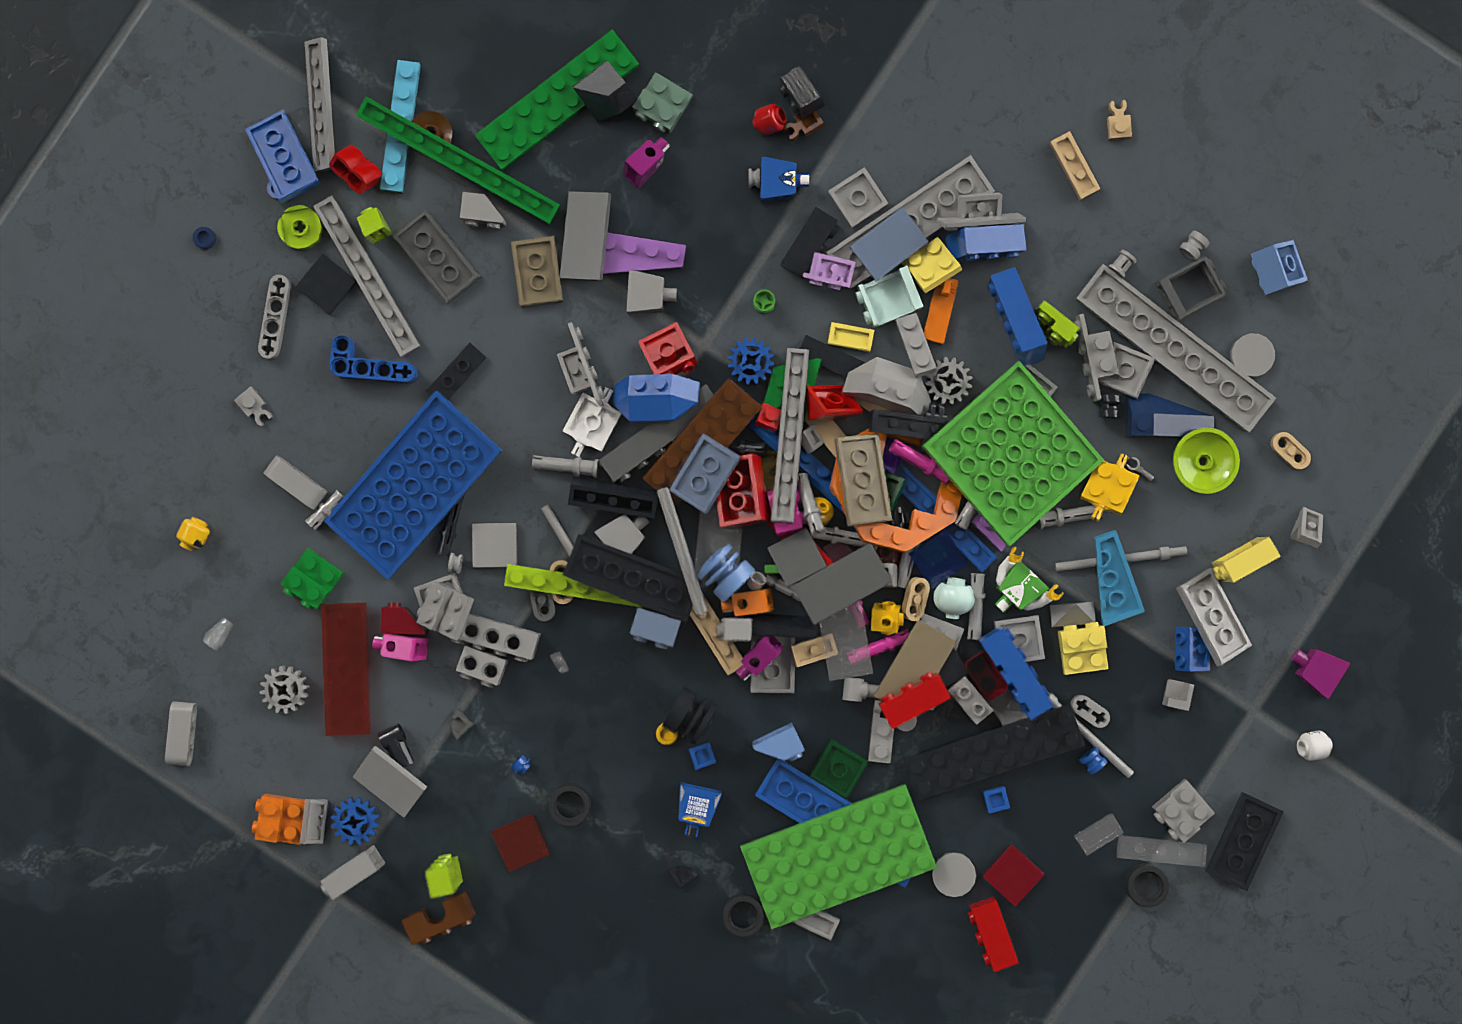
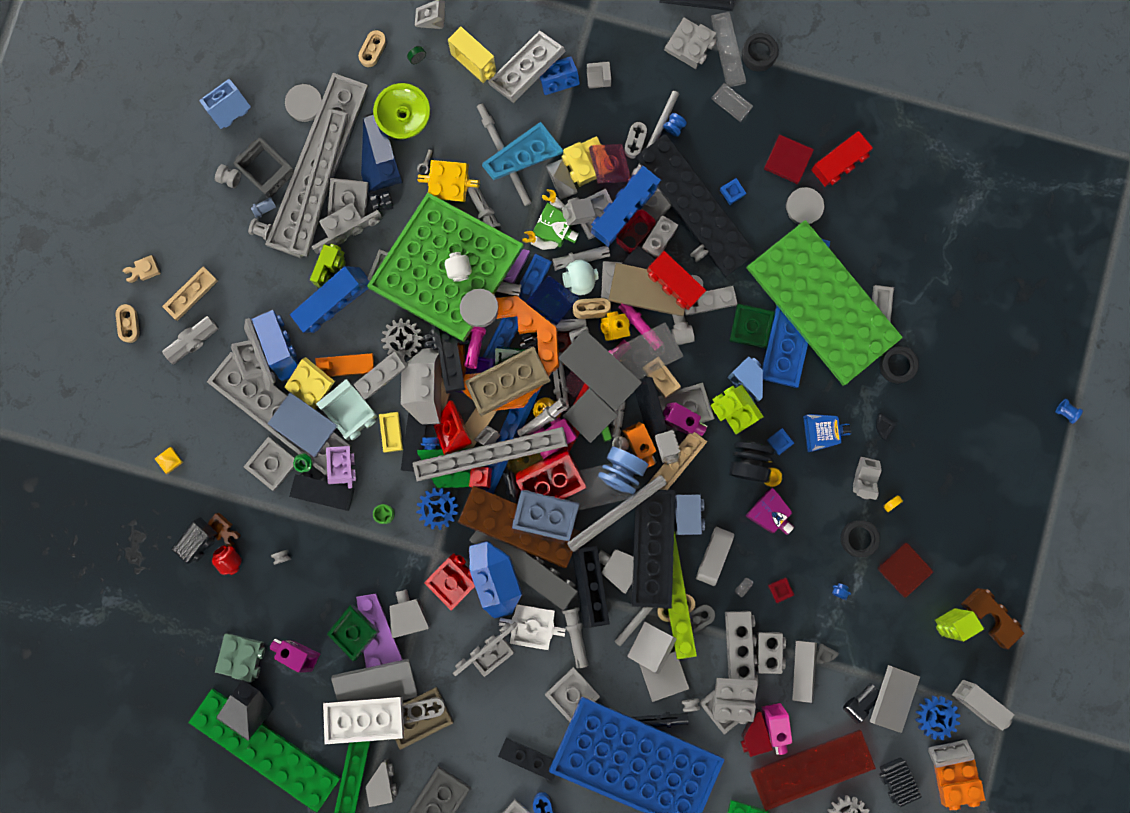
camera: 110 degrees left, 5 degrees down
(302, 756) = (900, 782): none -> black brick
(450, 696) = (804, 671): none -> light grey tile
(511, 438) = (568, 692): none -> light grey plate
(528, 541) = (652, 647): none -> light grey tile
(543, 701) = (781, 590): none -> dark red tile
(548, 288) = (432, 713): none -> light grey beam
(553, 213) = (363, 720): none -> white plate
(595, 853) = (892, 503): none -> yellow tile
(602, 642) = (715, 556): none -> light grey beam
(628, 718) = (771, 513): none -> magenta torso
(631, 835) = (866, 478): none -> light grey brick
(648, 230) = (353, 632): none -> dark green tile
(753, 719) = (736, 408): none -> lime plate
(780, 179) = (275, 534): blue torso -> none
(824, 375) = (430, 443): none -> blue plate
(844, 227) = (299, 466): none -> green plate
(898, 89) = (168, 460): none -> yellow tile
(938, 738) = (699, 253): none -> light grey bush
(953, 474) = (479, 308): none -> light grey tile
(1006, 466) = (458, 267): none -> white head
(1022, 150) = (190, 340): none -> light grey piece
(1027, 618) = (578, 211): none -> light grey brick
(1062, 88) = (125, 324): none -> tan plate
(1071, 672) = (609, 163): none -> clear pink tile
(1146, 274) = (263, 207): none -> sand blue pin
(1154, 343) = (318, 182): none -> light grey tile
(1267, 497) = (416, 55): none -> tile

